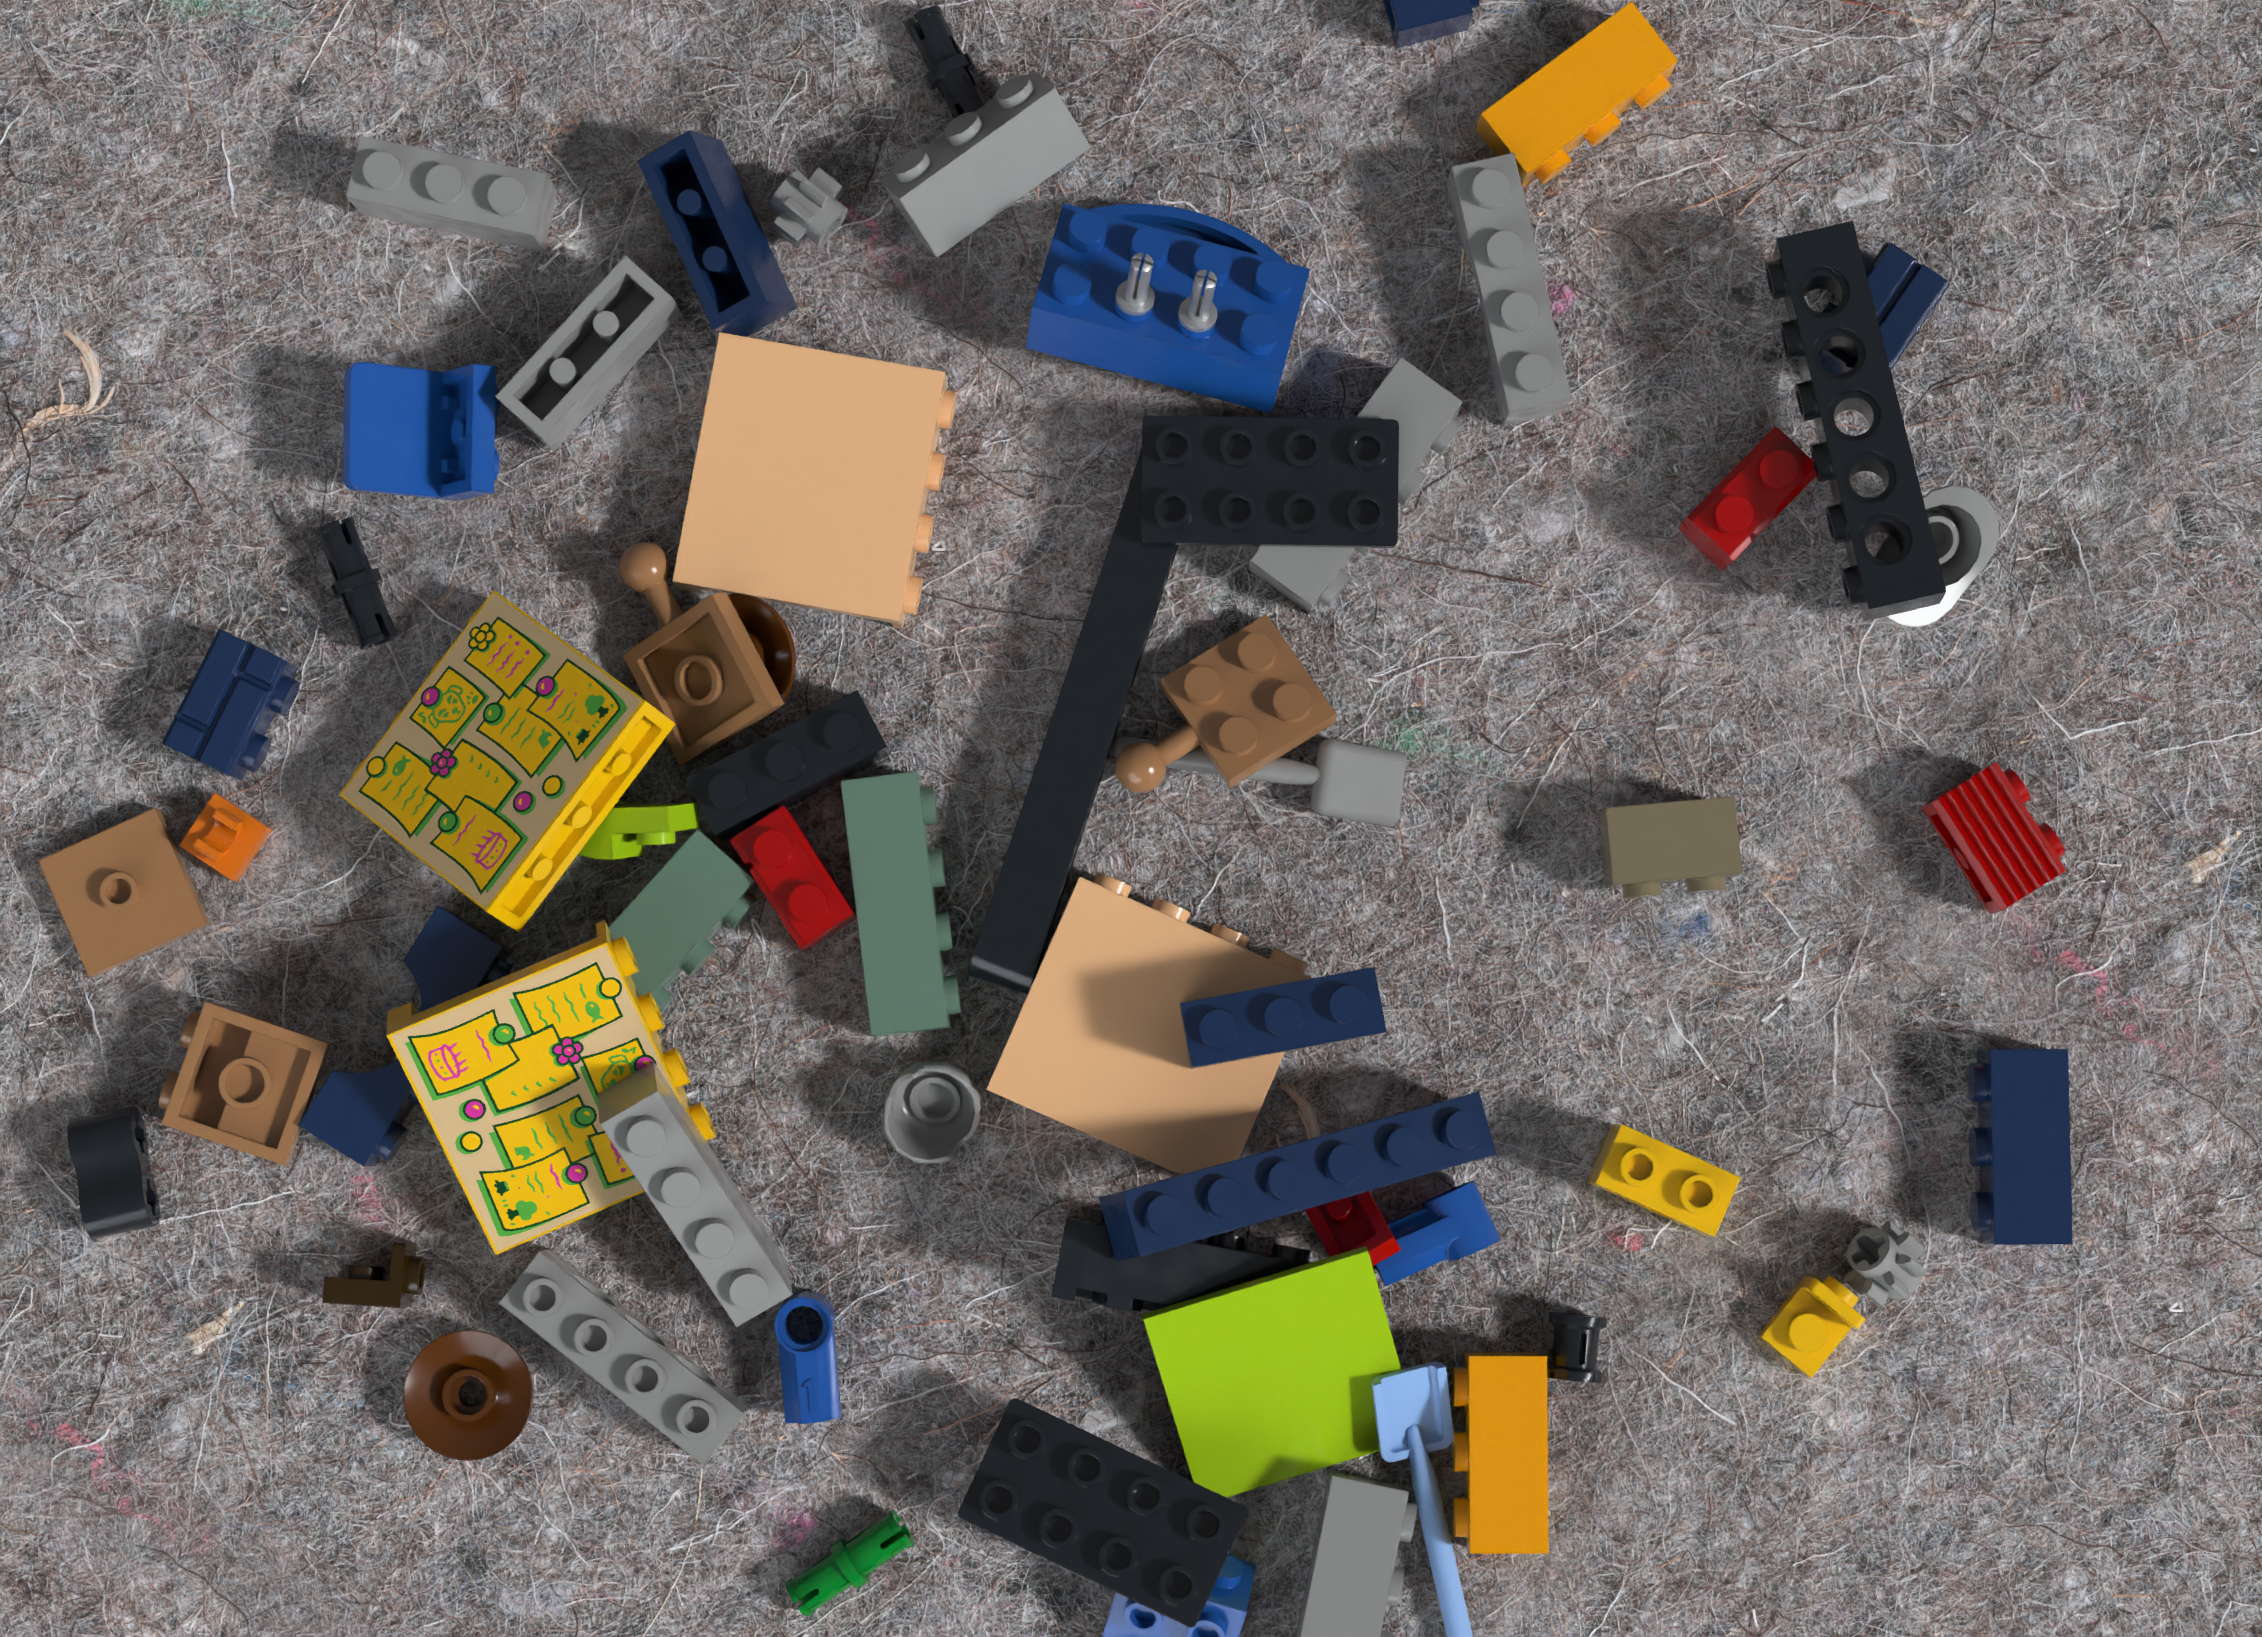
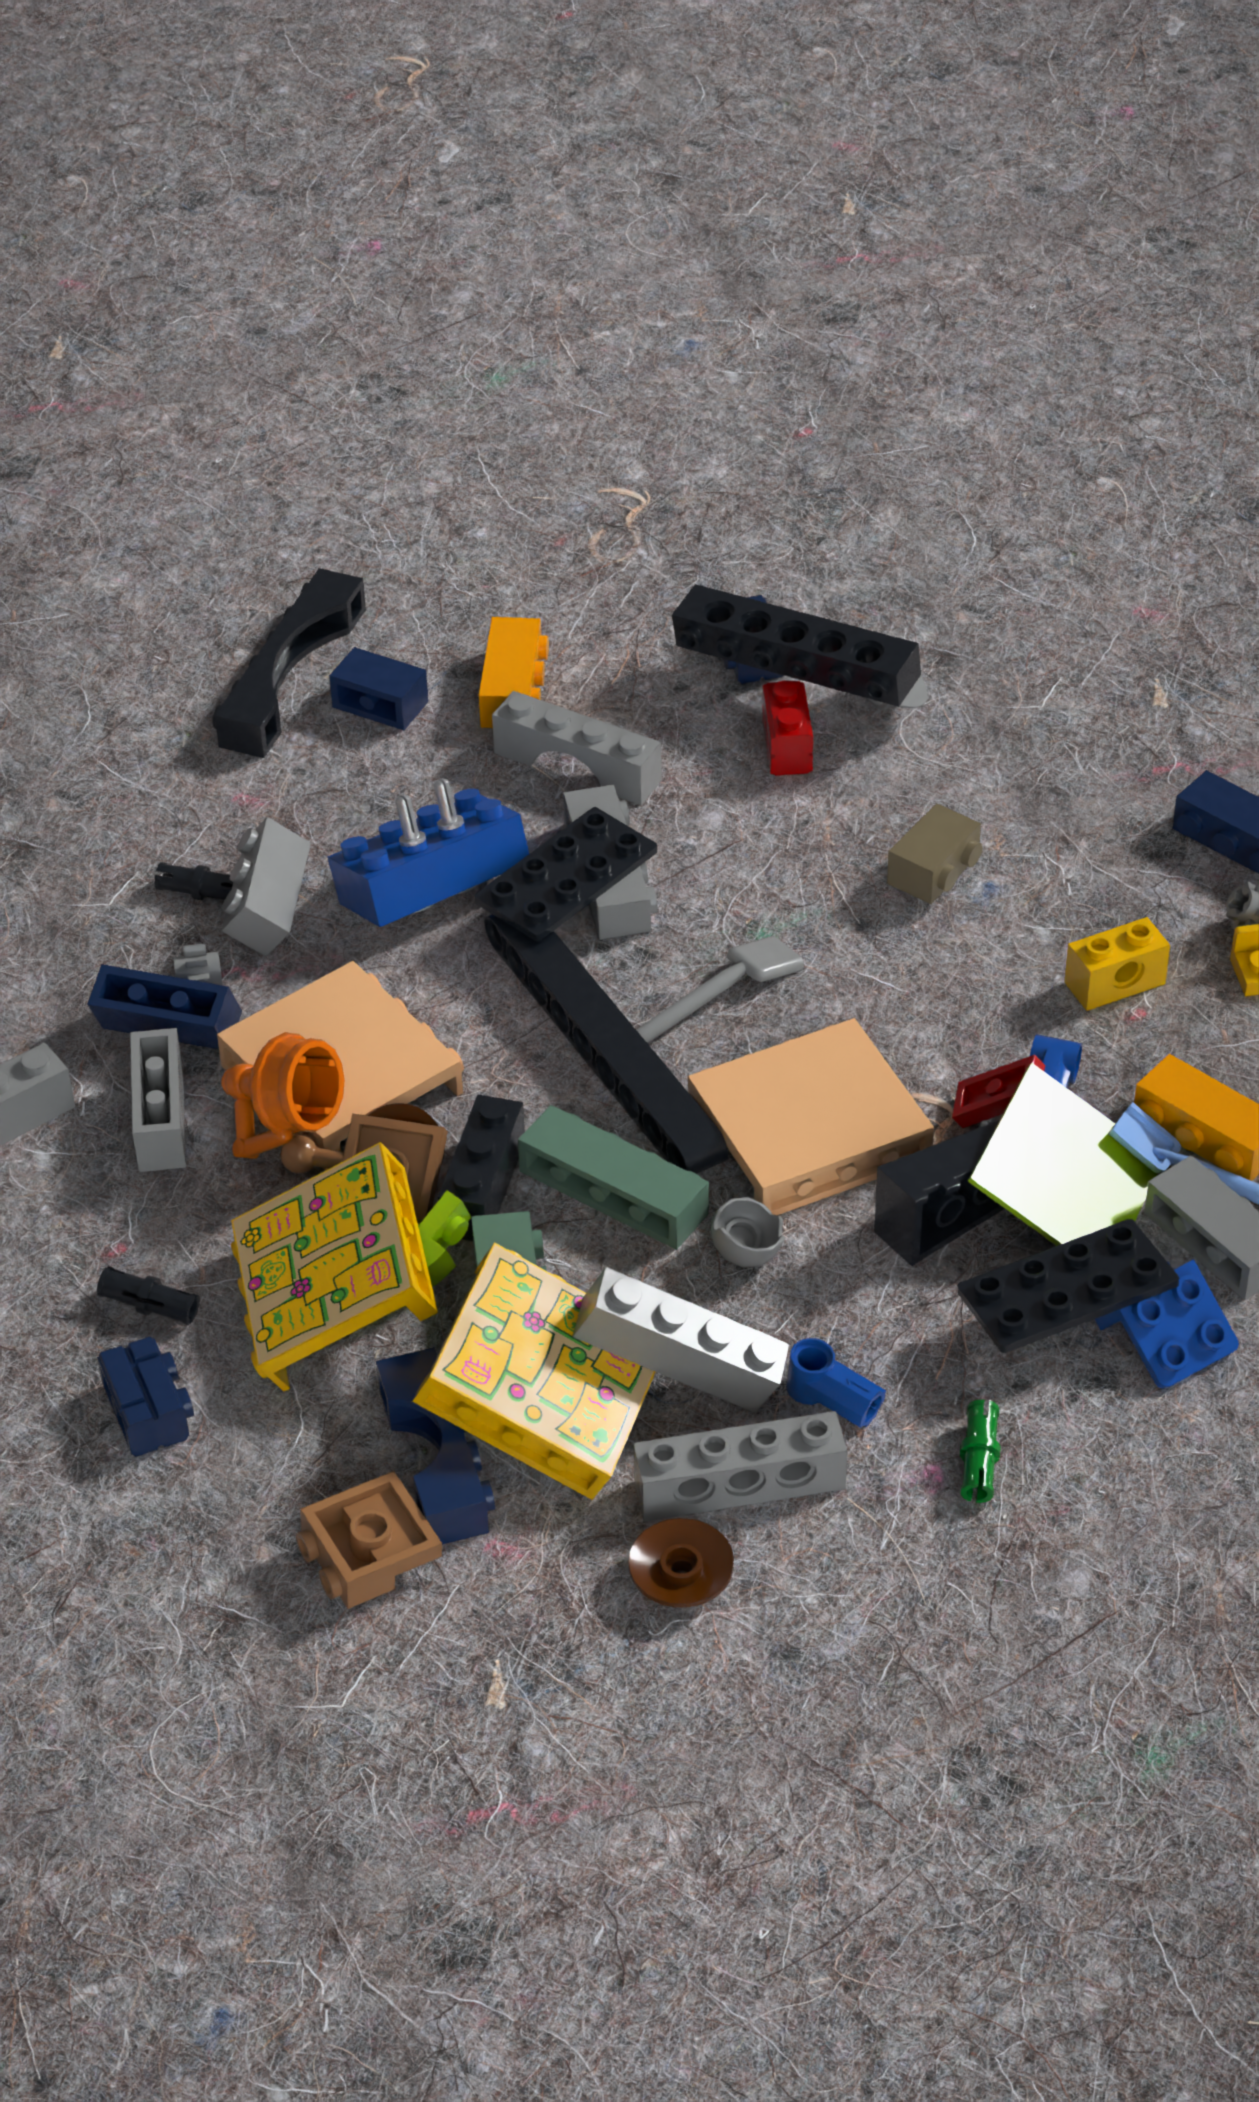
camera: 50 degrees left, 40 degrees down
(113, 1172) = (345, 1652): black axle -> none
(124, 892) = (184, 1535): medium nougat plate -> none
(225, 837) = (212, 1461): orange tile -> none
(366, 1286) = (564, 1565): dark brown bracket -> none
(420, 431) = (117, 1195): blue bracket -> none
(669, 506) = (291, 1089): none -> orange piece
(794, 878) = (559, 1203): red brick -> none
(1239, 703) = (666, 971): medium nougat plate -> none
(1282, 1018) = (861, 1025): dark blue brick -> none
(1296, 1176) = (931, 1096): dark blue arch -> none
(1575, 1347) = (1167, 1042): black bush -> none
(1996, 837) = (1064, 747): red brick -> none

